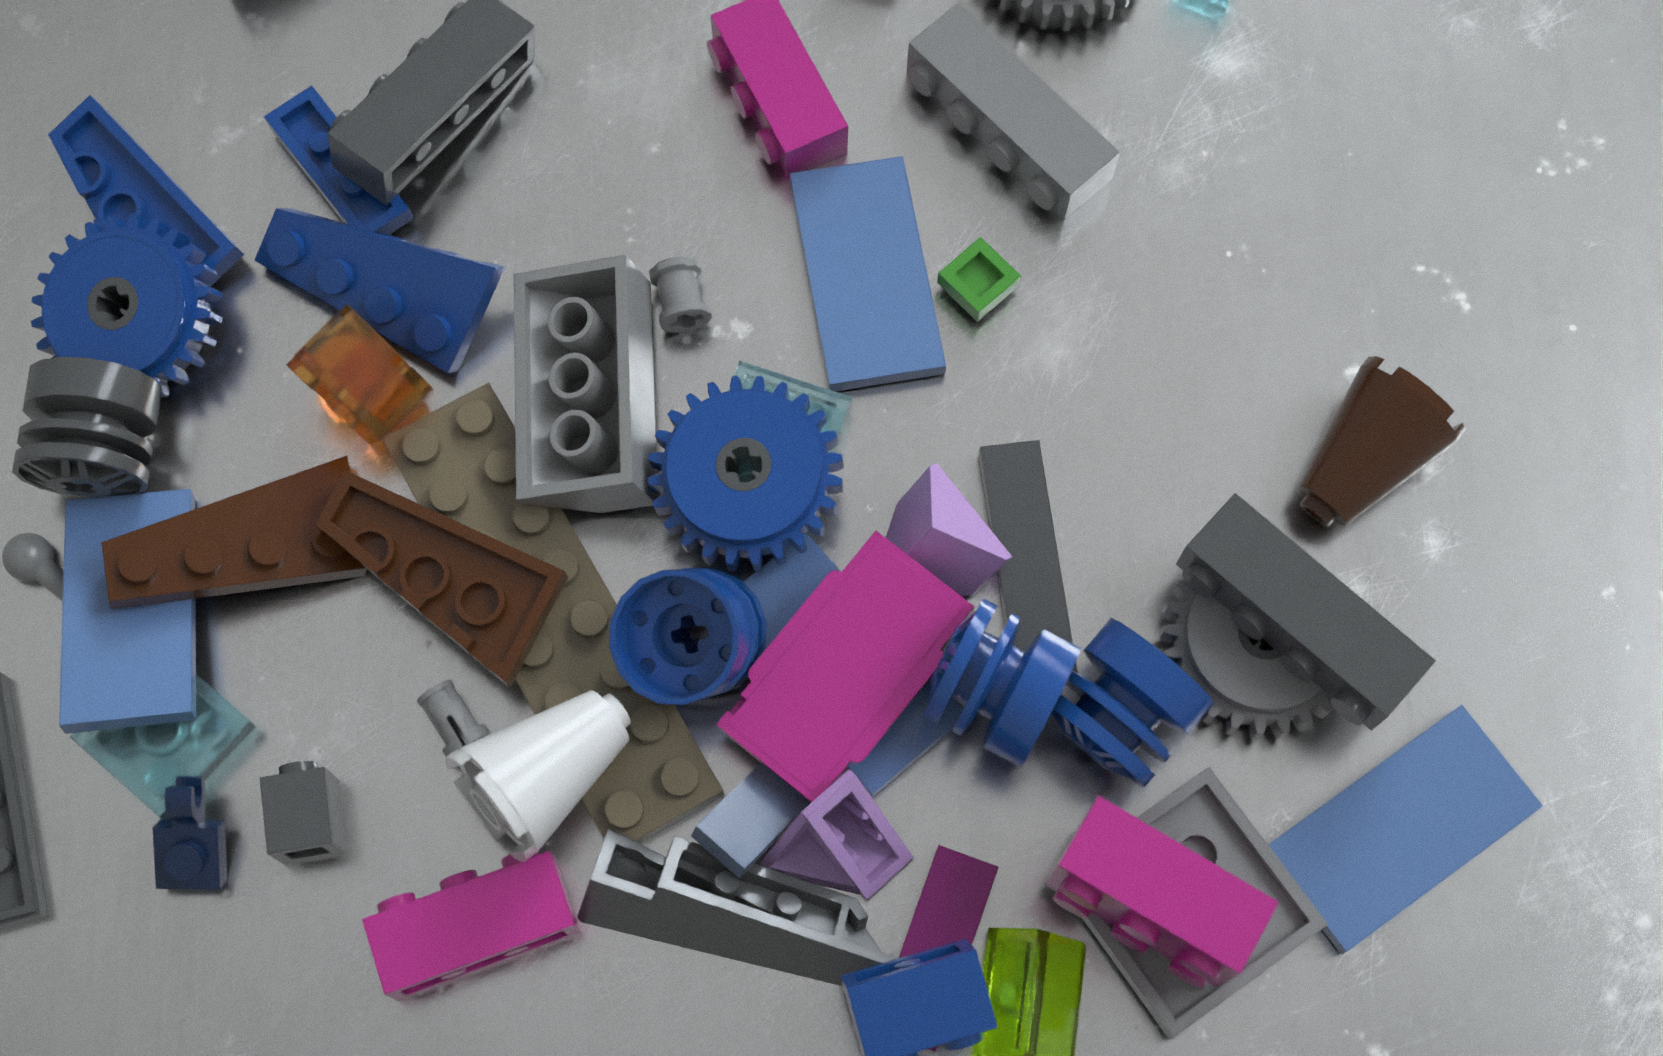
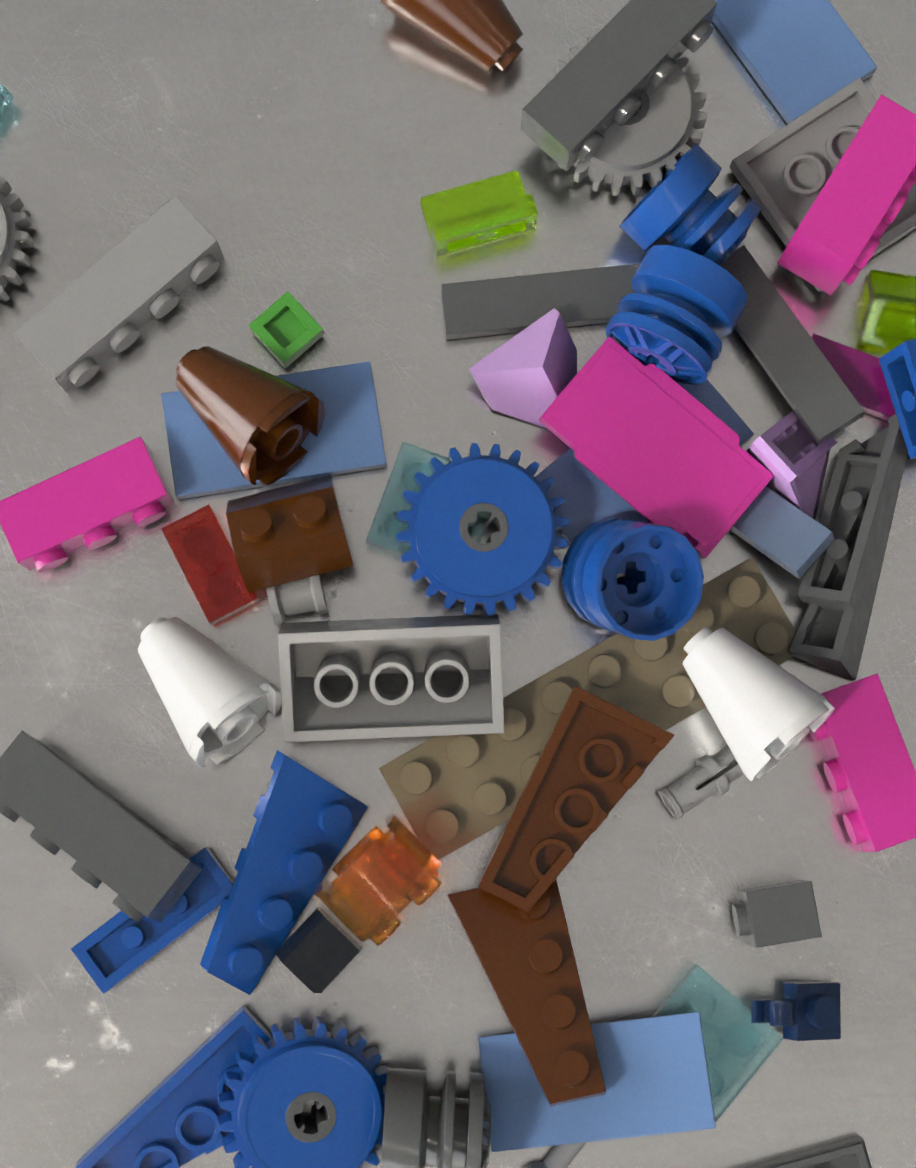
camera: 90 degrees left, 10 degrees up
(286, 317) = (318, 951): none -> black piece
(573, 201) = (205, 690): none -> white cone
(714, 209) = (209, 564): none -> clear red plate
(745, 275) = (288, 534): none -> reddish brown slope
(871, 231) = (250, 412): none -> reddish brown cone
(979, 825) = (790, 353): none -> dark grey tile
(1127, 482) = (478, 213): none -> clear neon green panel

